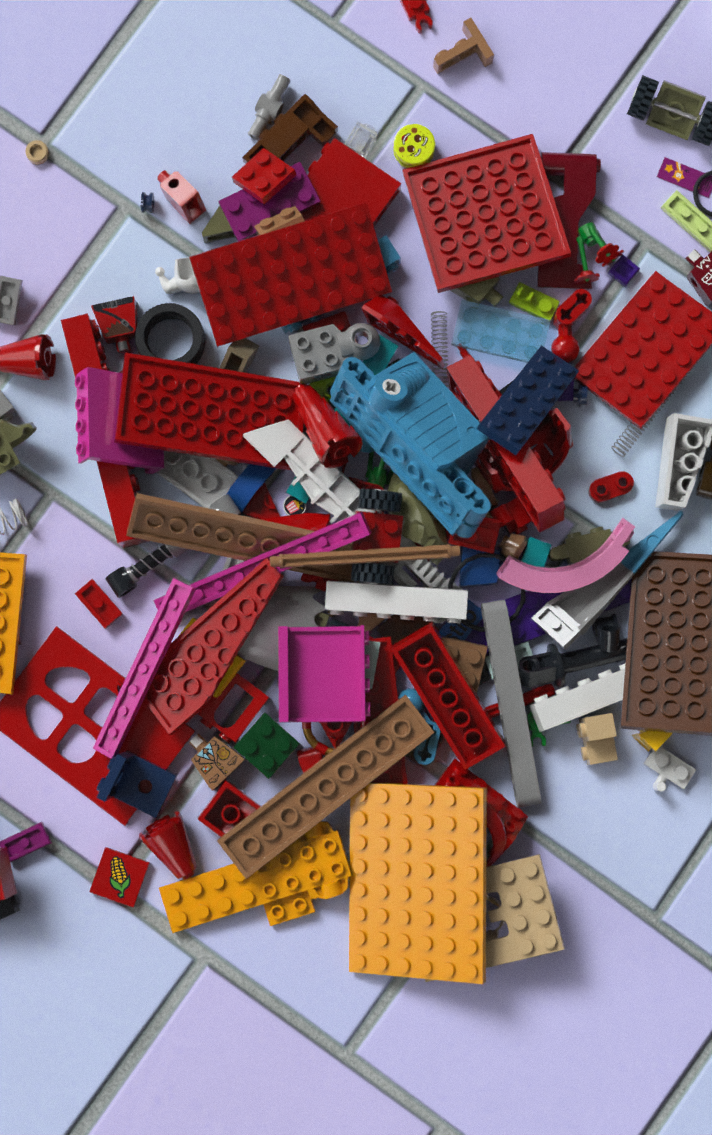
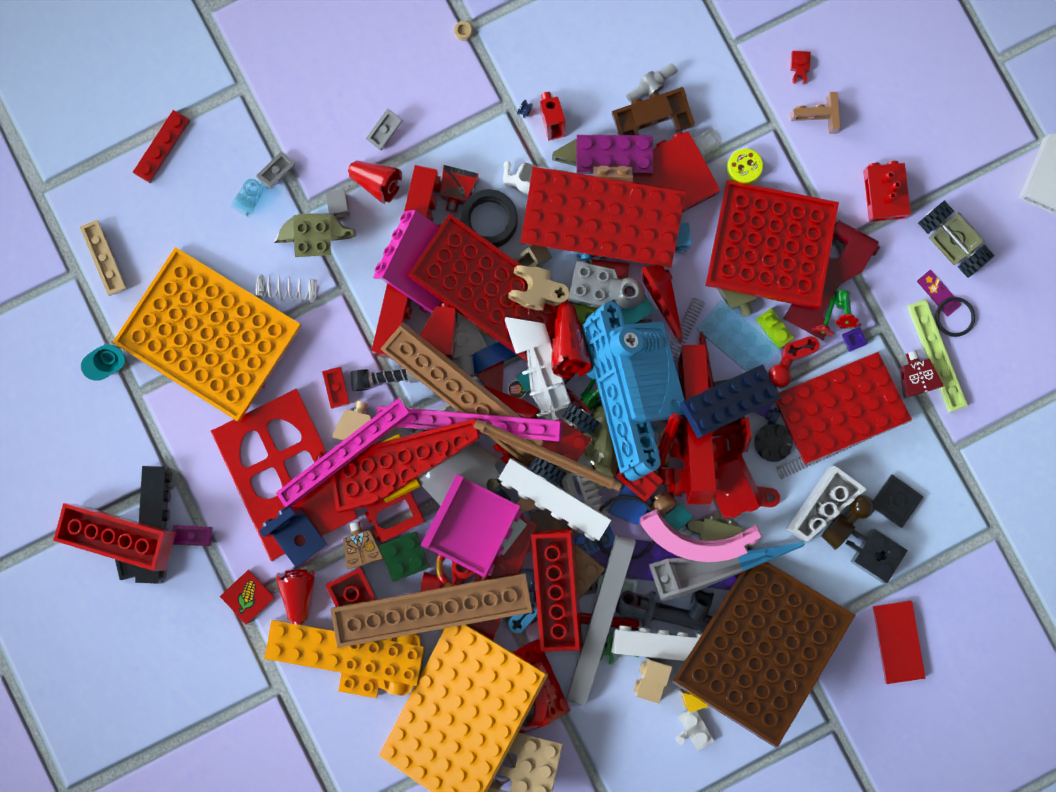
camera: 30 degrees right, 0 degrees up
(134, 630) = (351, 421): none -> tan torso
(181, 481) = (441, 329): none -> red slope
(264, 176) = (620, 133): red plate -> none
(264, 385) = (540, 289): none -> tan piece
(482, 469) = (668, 437): none -> red axle
(577, 97) = (886, 191): none -> red piece
(583, 488) = (736, 487): none -> red piece
(595, 423) = (773, 442): none -> black dish

